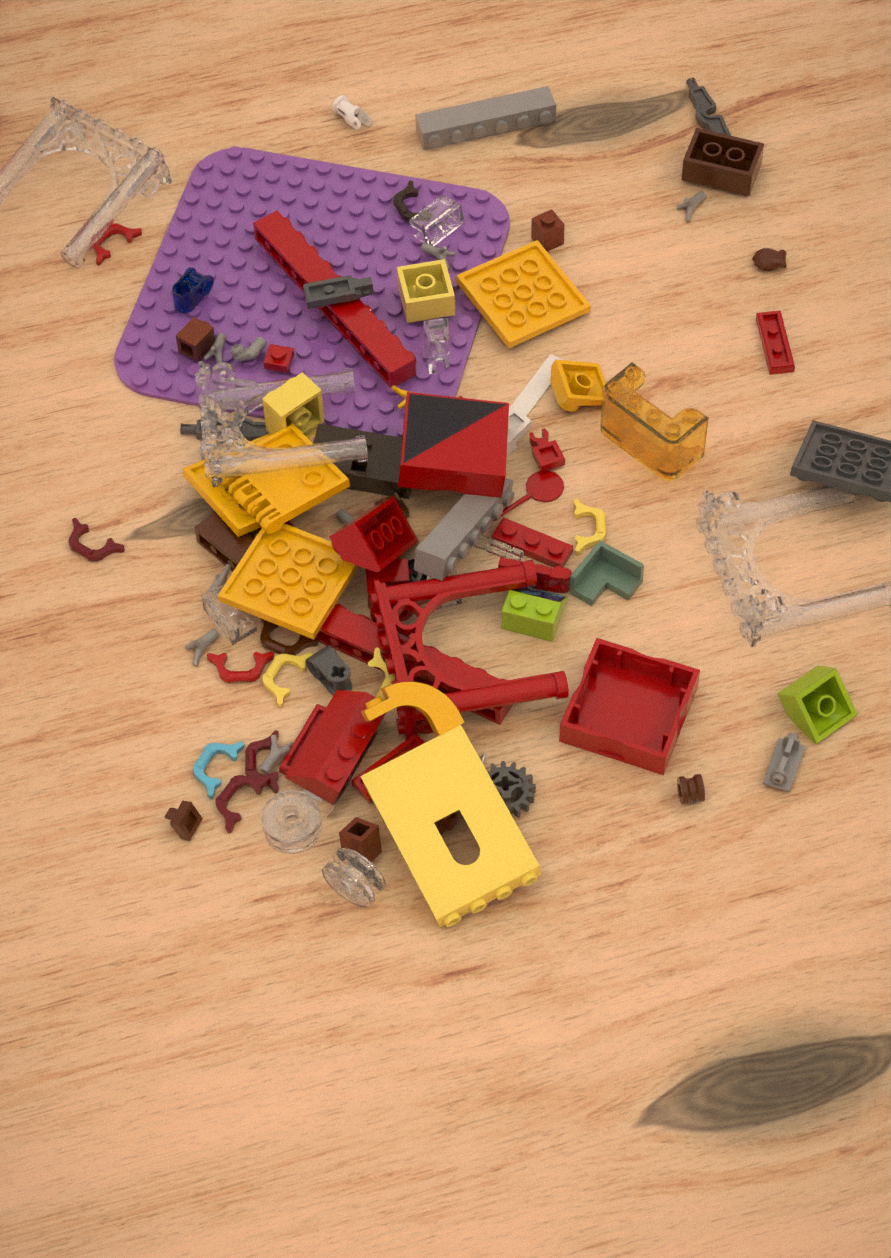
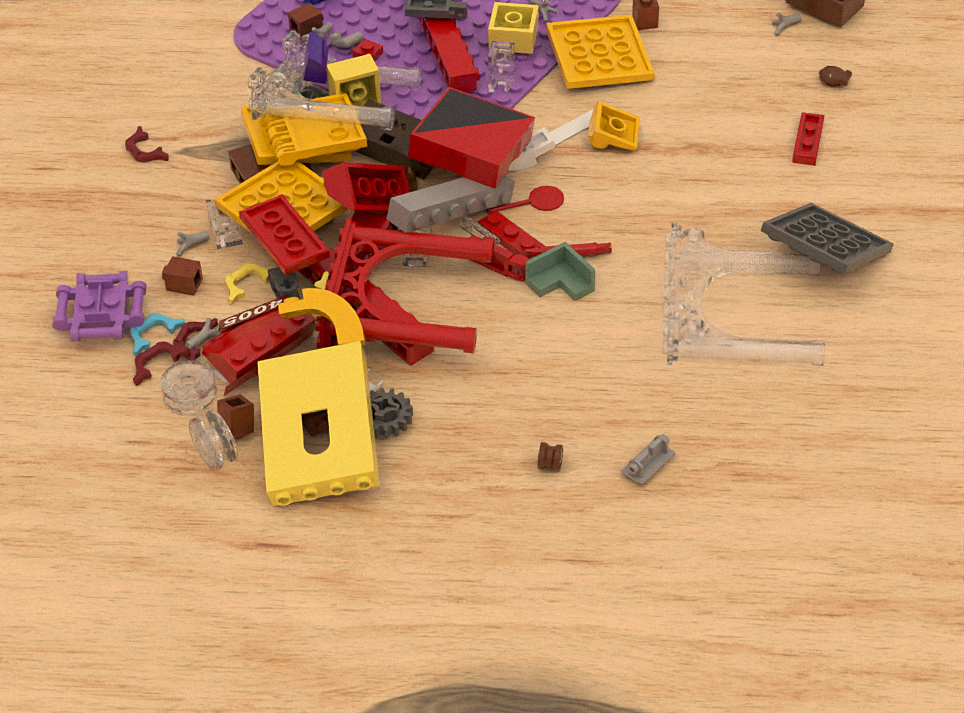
camera: 20 degrees right, 10 degrees down
(150, 755) = (100, 307): none -> medium lavender brick
(184, 820) = (101, 362): reddish brown tile -> none
(217, 691) = (182, 275): none -> copper brick
(240, 676) = (219, 273): red helmet -> none
(242, 393) = (315, 59): none -> dark purple brick
(267, 642) = (251, 258): reddish brown helmet -> none
(314, 618) = (284, 234): none -> red tile
(315, 714) = (253, 312): none -> dark red sticker
(533, 612) = (482, 286): lime slope -> none
(546, 453) = (559, 171): red plate -> none
(600, 519) = (569, 223): light yellow helmet -> none
(611, 539) = (581, 249): none -> red piece
(629, 706) = (528, 377): red tile -> none
(647, 433) = (662, 184): clear yellow windscreen -> none
(818, 702) = (703, 420): lime slope -> none

